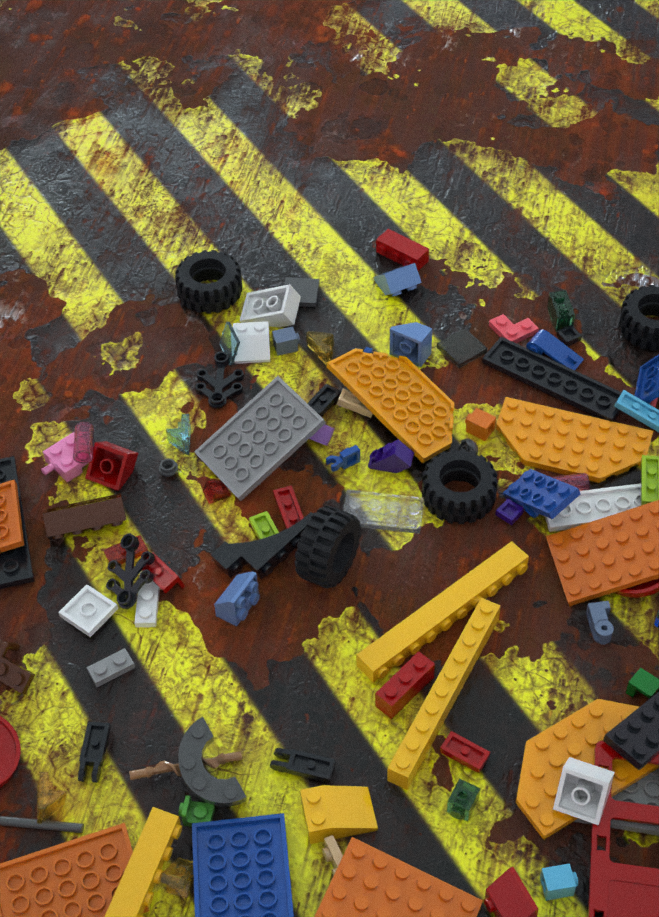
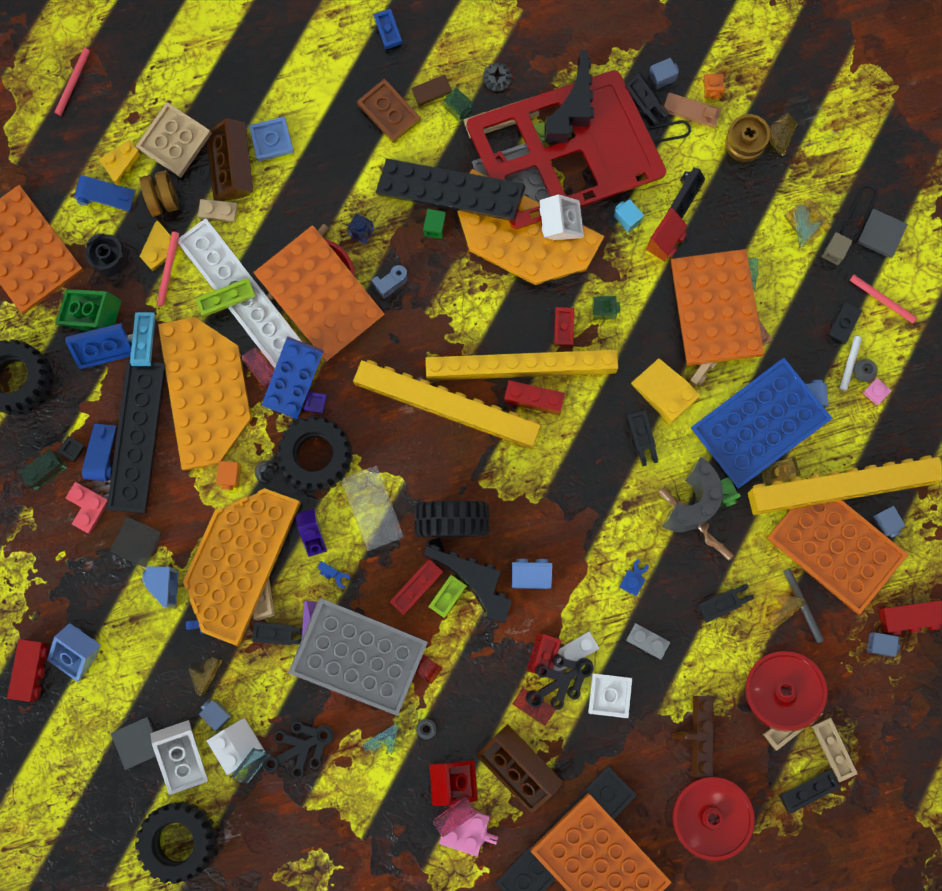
camera: 115 degrees left, 30 degrees up
(174, 685) = (633, 581): none -> blue plate

